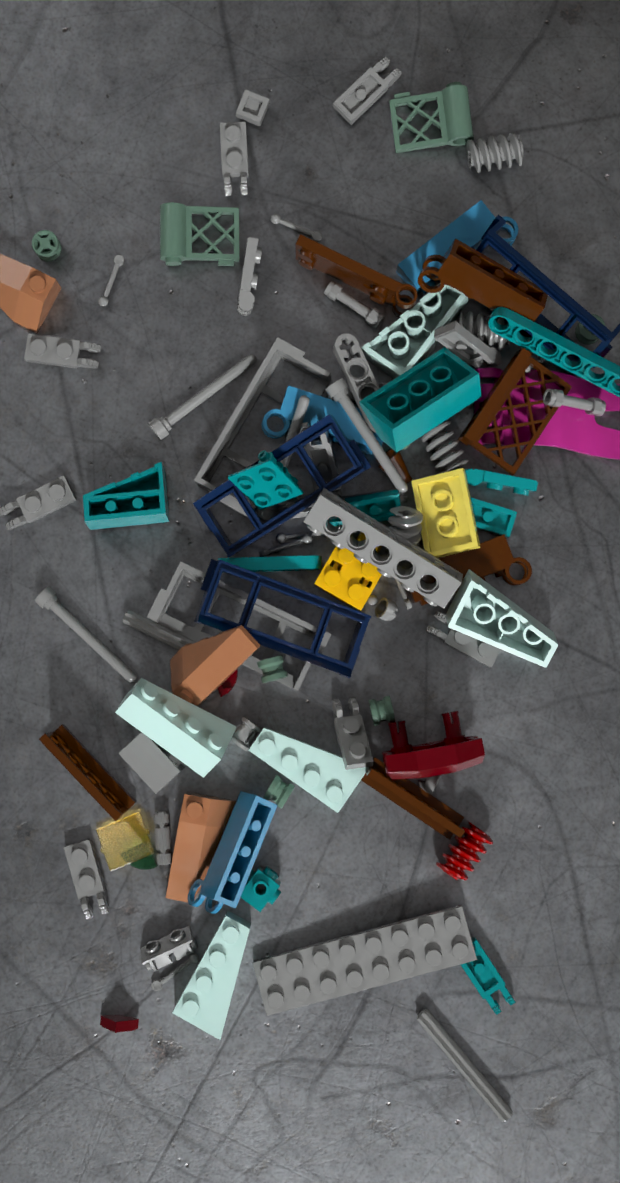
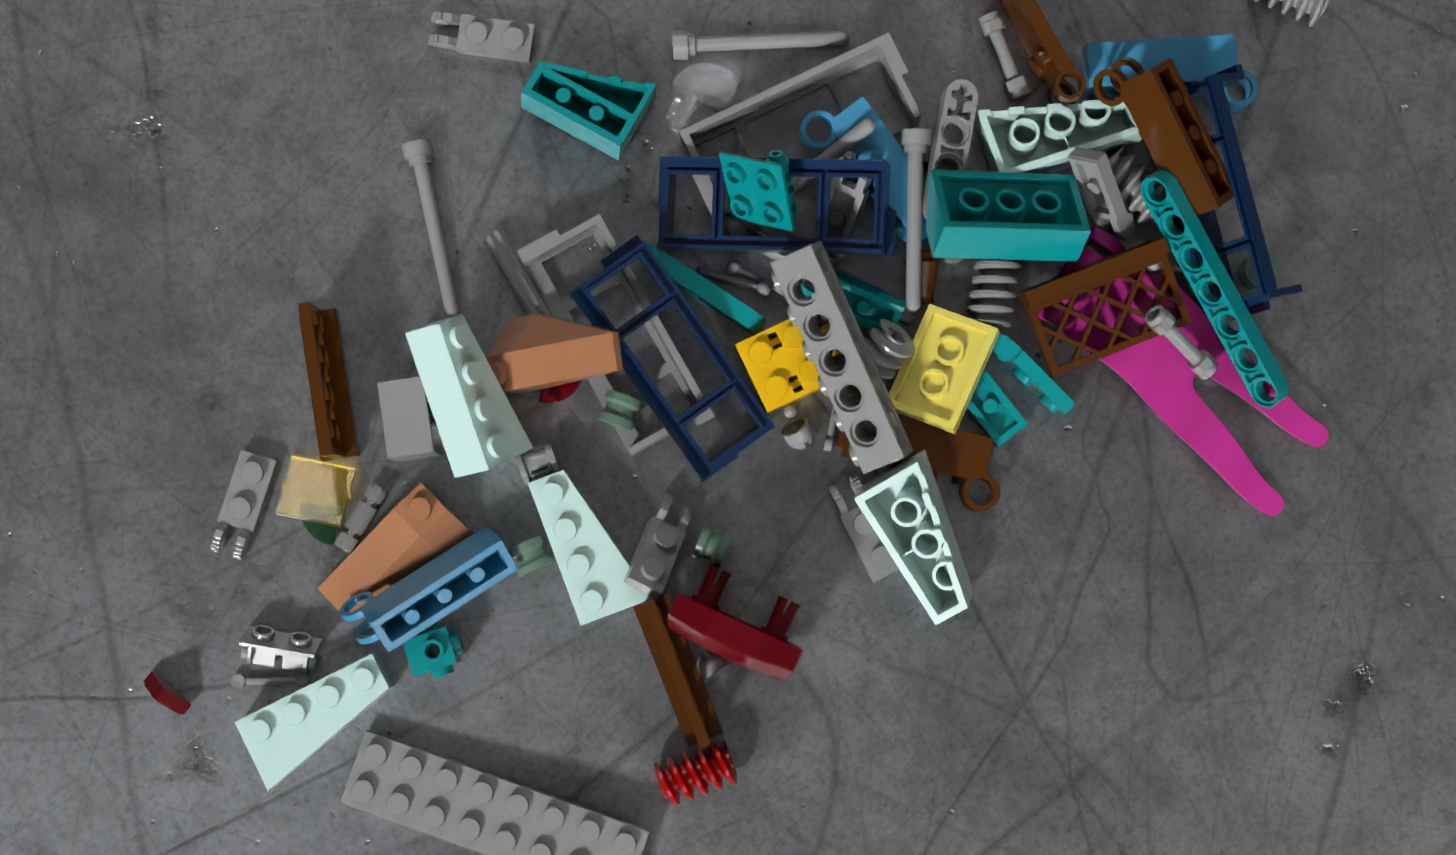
camera: 30 degrees right, 0 degrees up
(190, 442) = (703, 85): none -> clear brick

